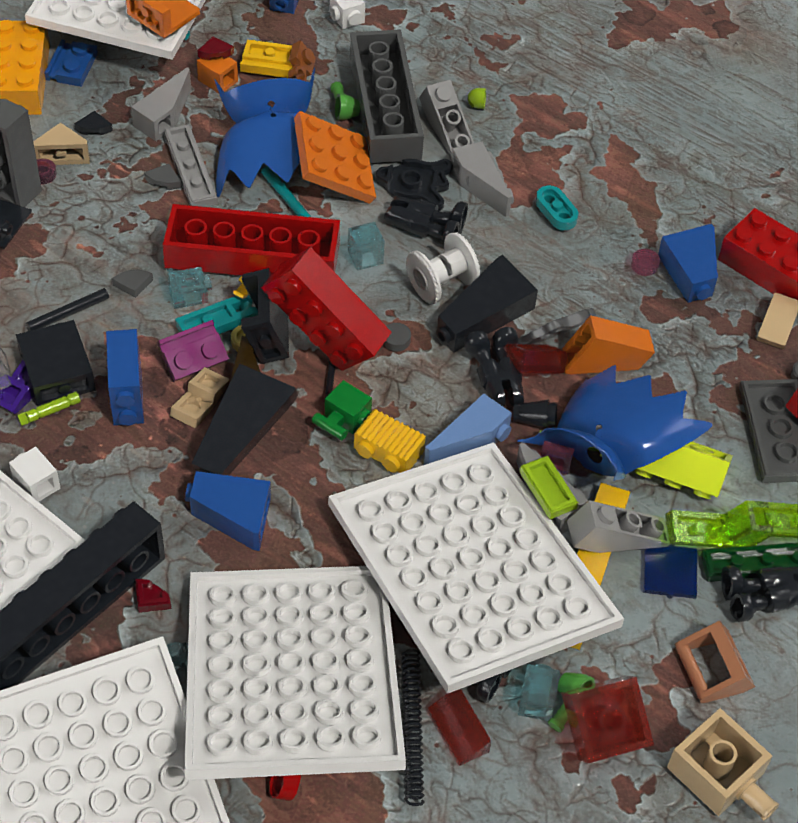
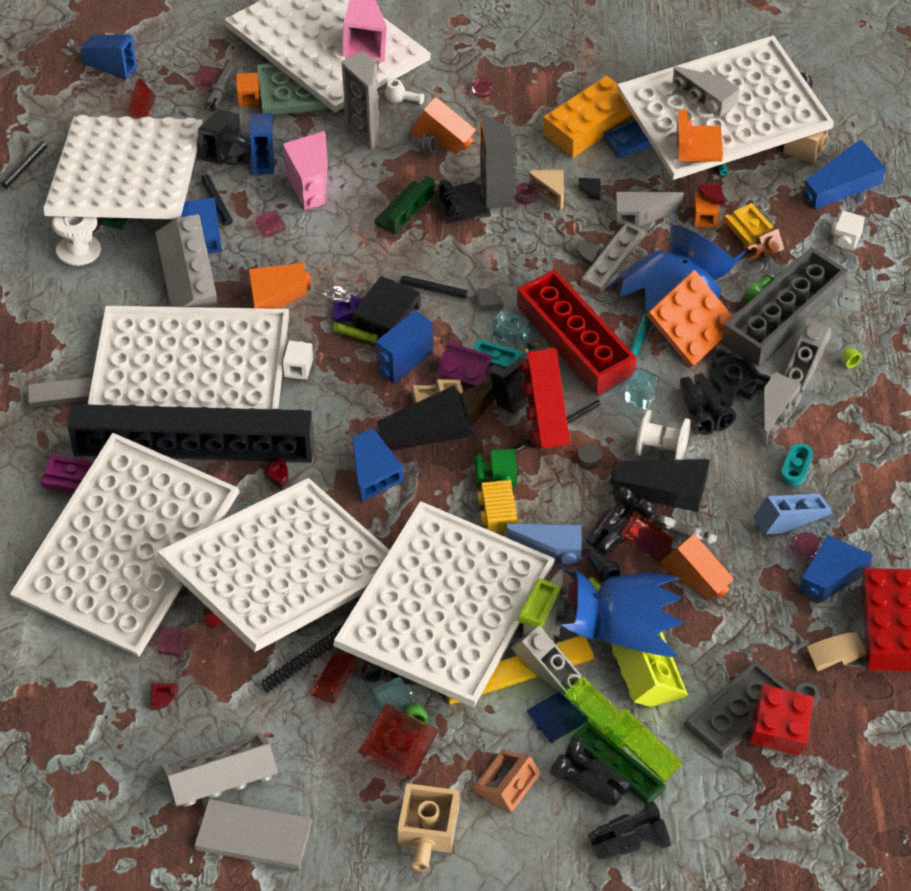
camera: 55 degrees right, 0 degrees up
(606, 248) = (789, 512): none -> medium blue slope

